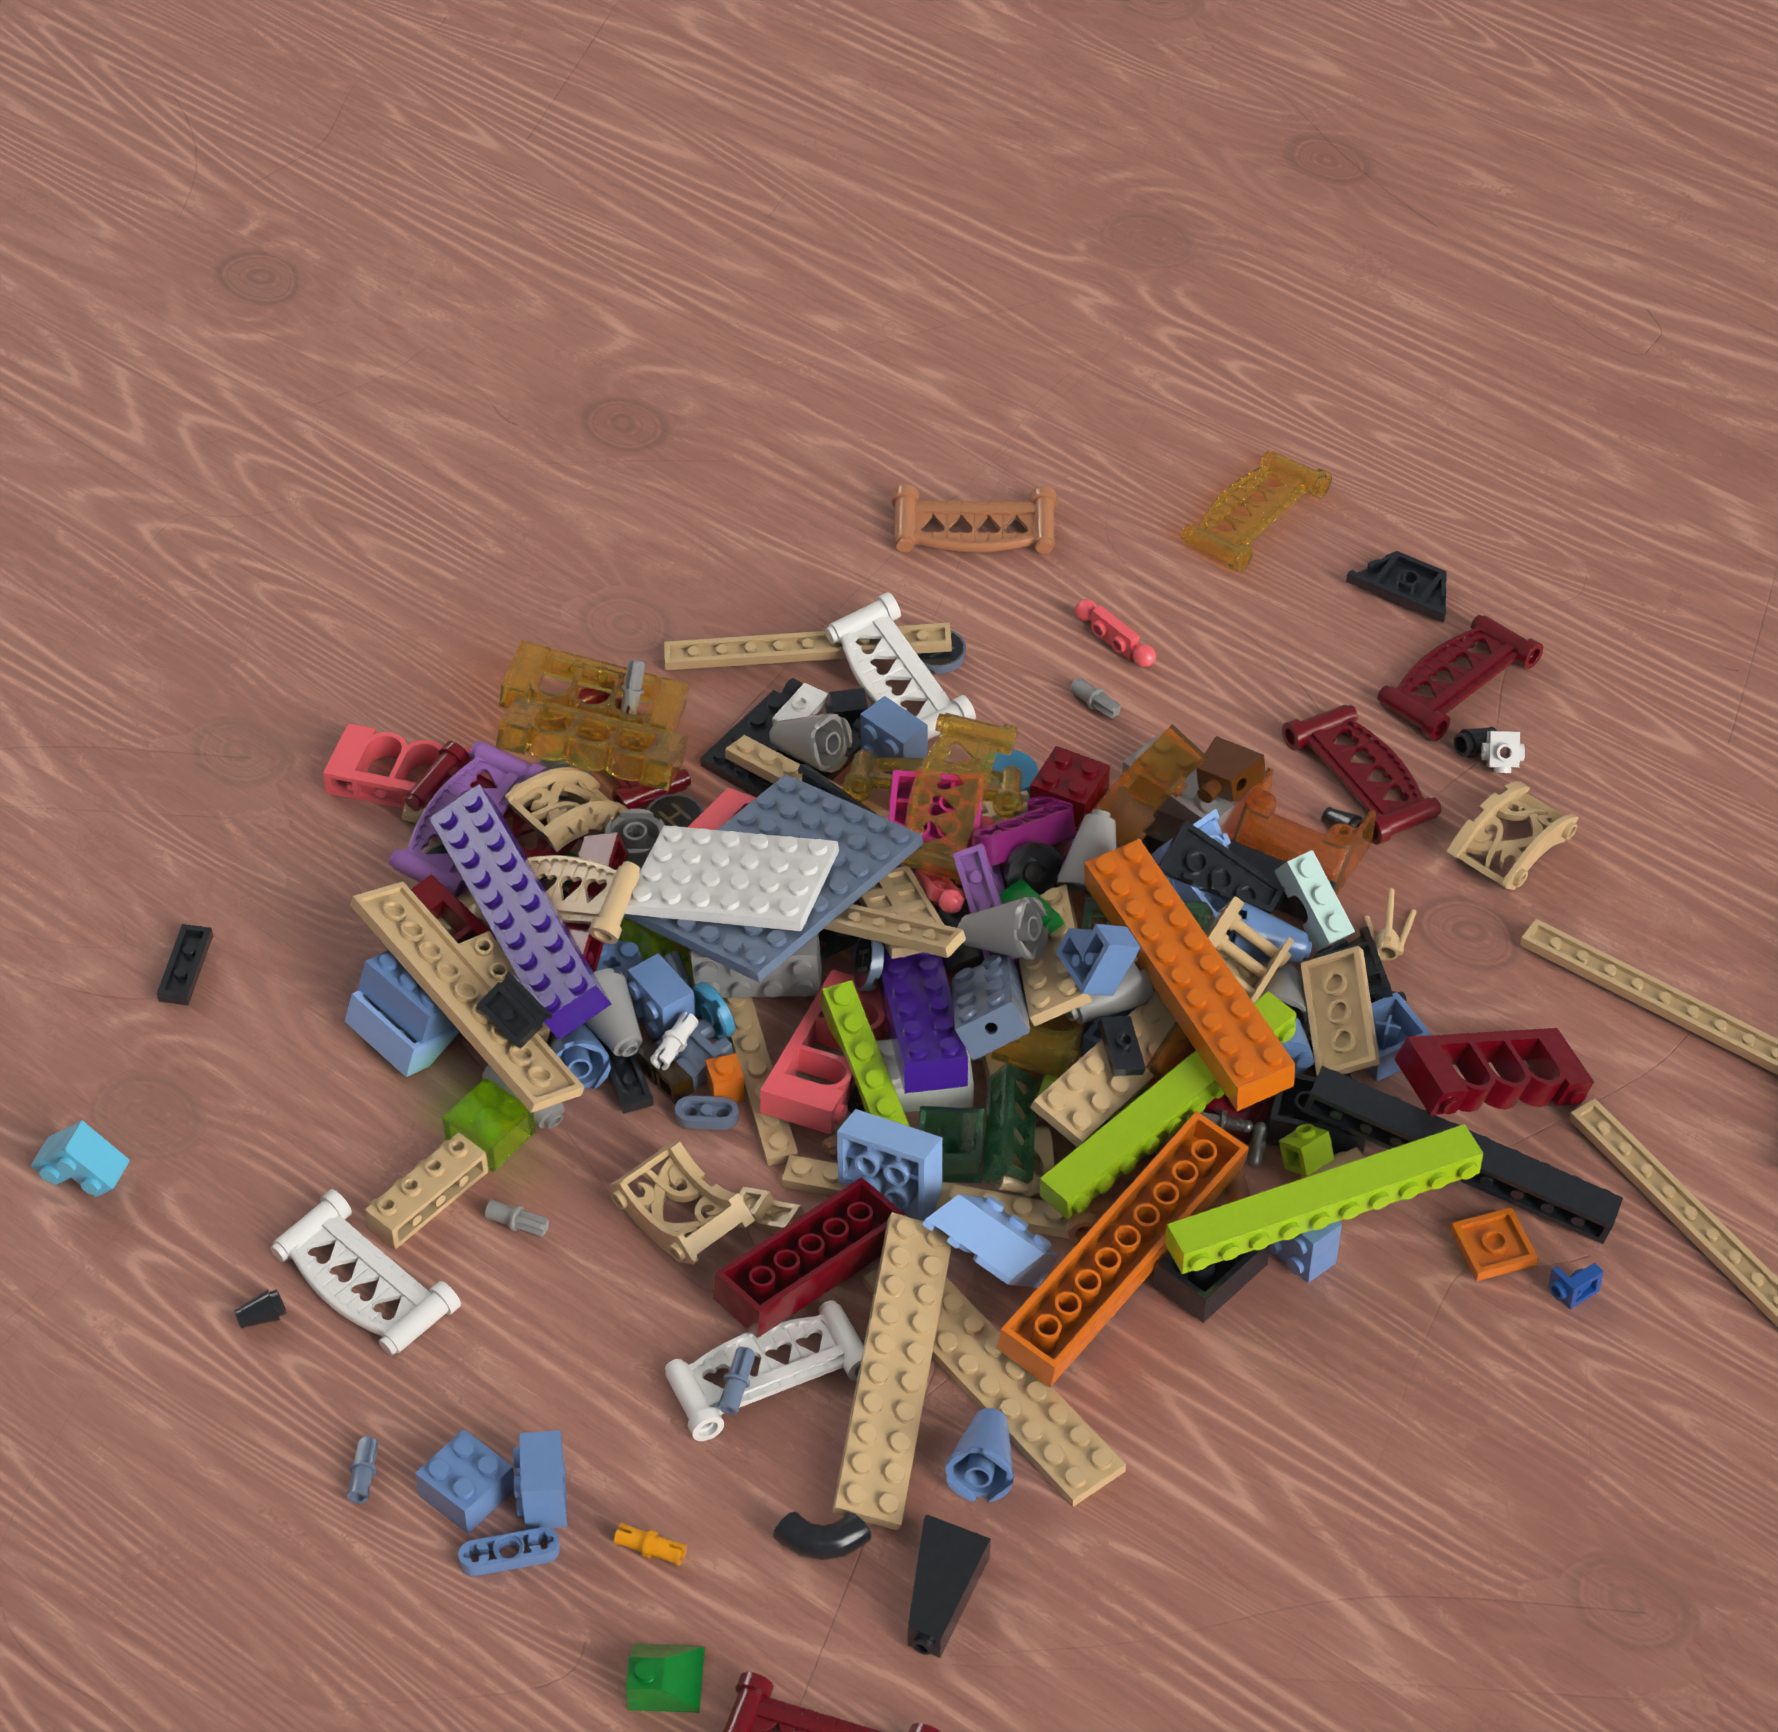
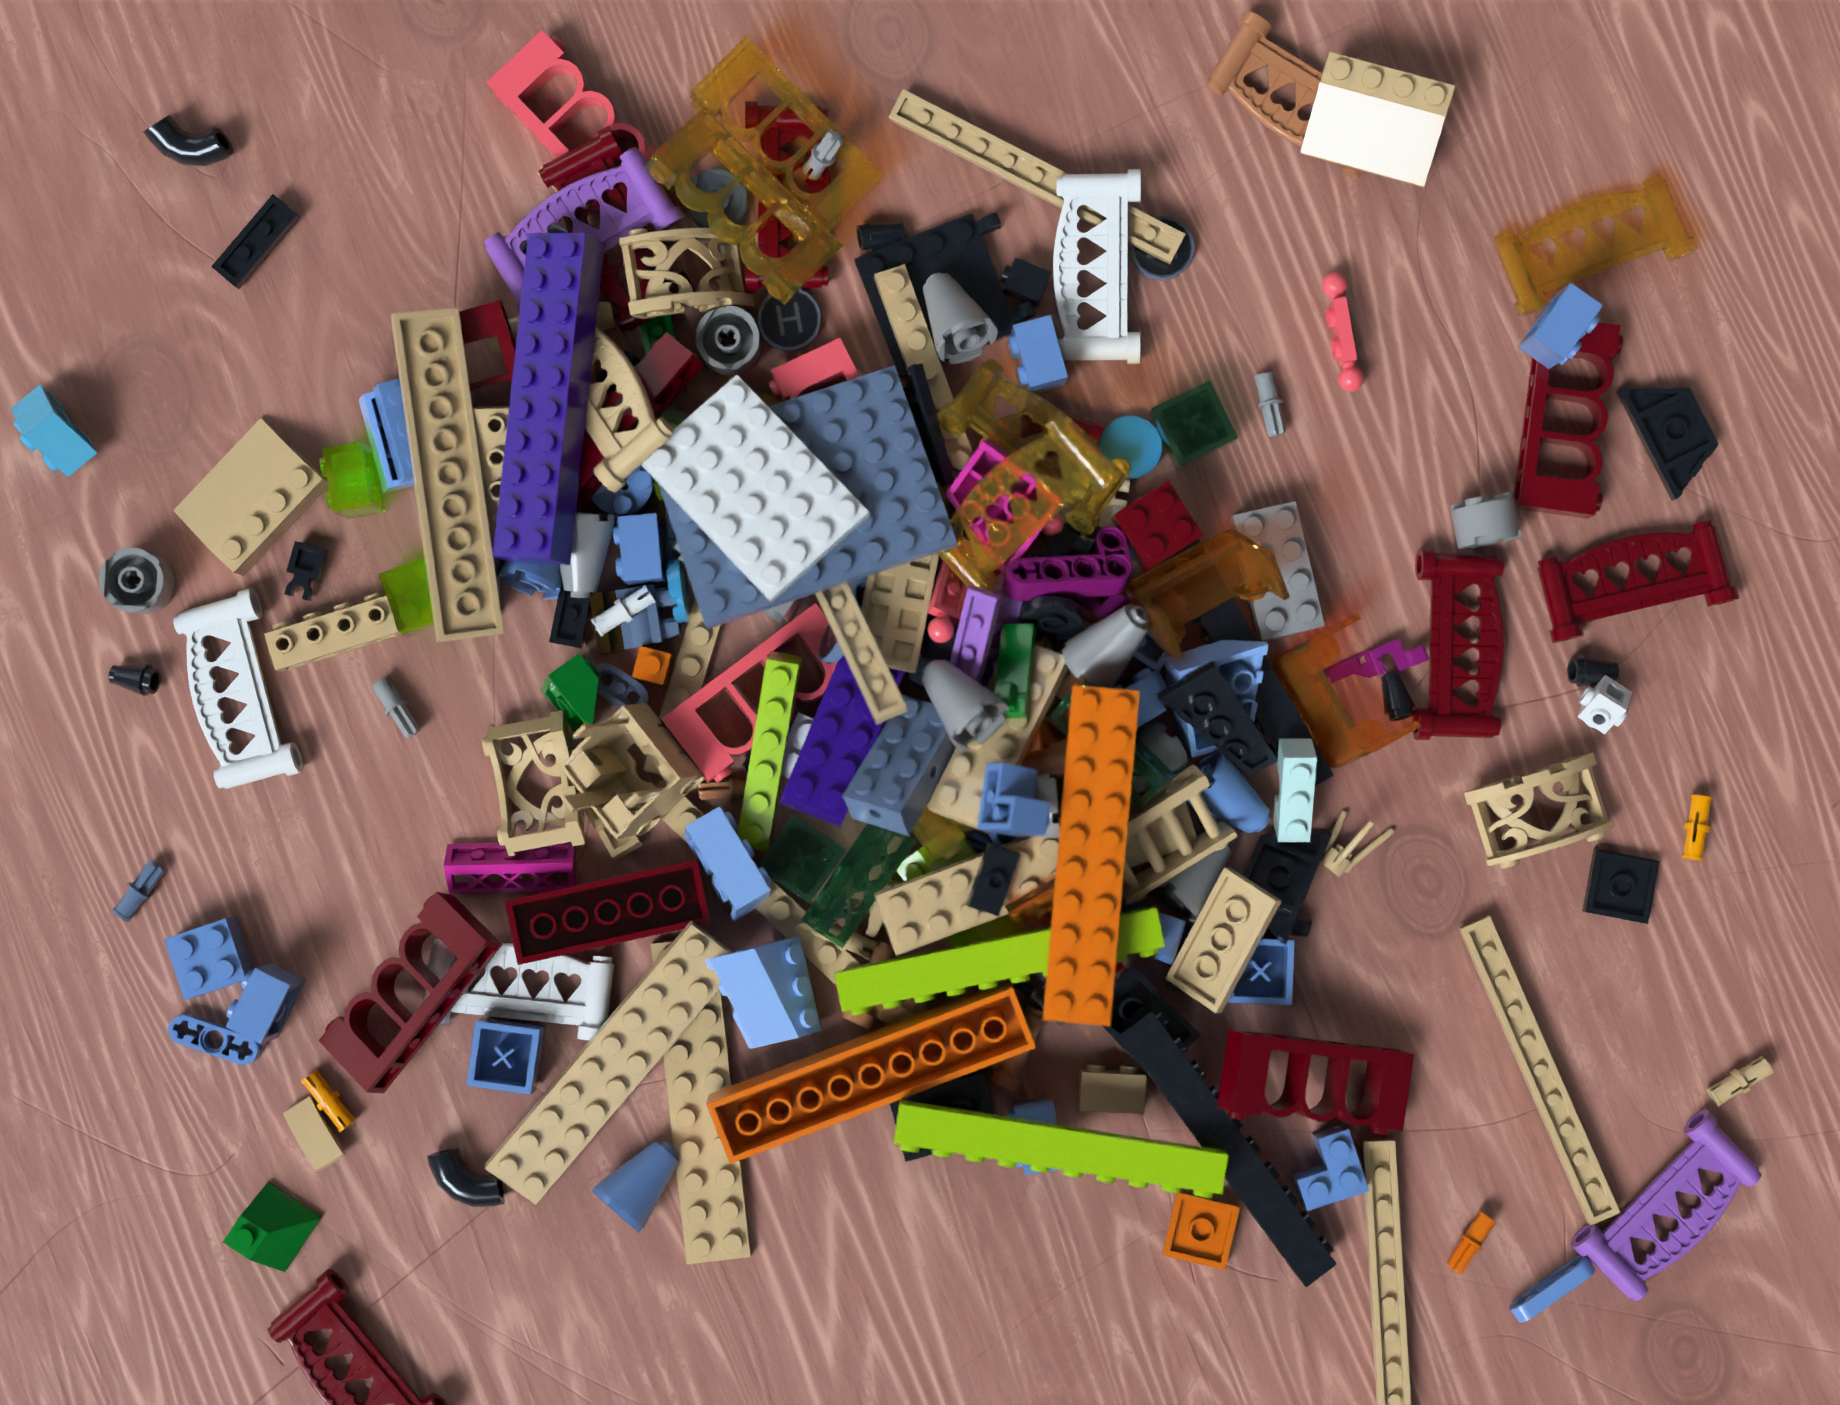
camera: 30 degrees right, 40 degrees up
(86, 929) = (189, 148): none -> black cylinder
(222, 1231) = (132, 563): none -> light grey brick
(291, 1133) = (251, 497): none -> tan slope
(369, 1159) = (306, 564): none -> black plate
(377, 1069) = (352, 480): none -> clear neon green brick
(514, 1010) = (472, 532): black plate -> none
(656, 1575) = (313, 1134): none -> tan slope
(670, 1117) = (573, 690): none -> green slope
(681, 1473) = (349, 1037): none -> dark red fence
(687, 1277) = (482, 859): none -> dark pink fence
(708, 734) = (879, 234): none -> black cone
(736, 1381) = (474, 1001): sand blue axle -> none
(754, 1113) = (608, 773): none -> tan piece
(793, 1413) = (506, 1055): none -> medium blue brick
(804, 703) = (979, 257): white plate -> none
(944, 1581) = (539, 1276): black slope -> none
(1039, 495) = (1377, 119): none -> slope
(1046, 724) = (1193, 425): none -> clear green brick
(1228, 771) = (1312, 605): reddish brown torso -> none
(1272, 538) = (1560, 327): none -> medium blue brick
(1306, 1149) = (1097, 1060): lime brick -> none
(1310, 815) = (1374, 666): none -> magenta piece
(1317, 682) = (1486, 521): none -> light grey brick
(1337, 657) = (1554, 494): none -> dark red fence
(1564, 1137) = (1337, 1176): none -> medium blue brick
(1578, 1287) = (1242, 1316): blue bracket -> none
(1618, 860) = (1620, 886): none -> black tile
(1632, 785) = (1699, 807): none -> light orange pin
(1718, 1140) = (1470, 1242): none -> orange axle

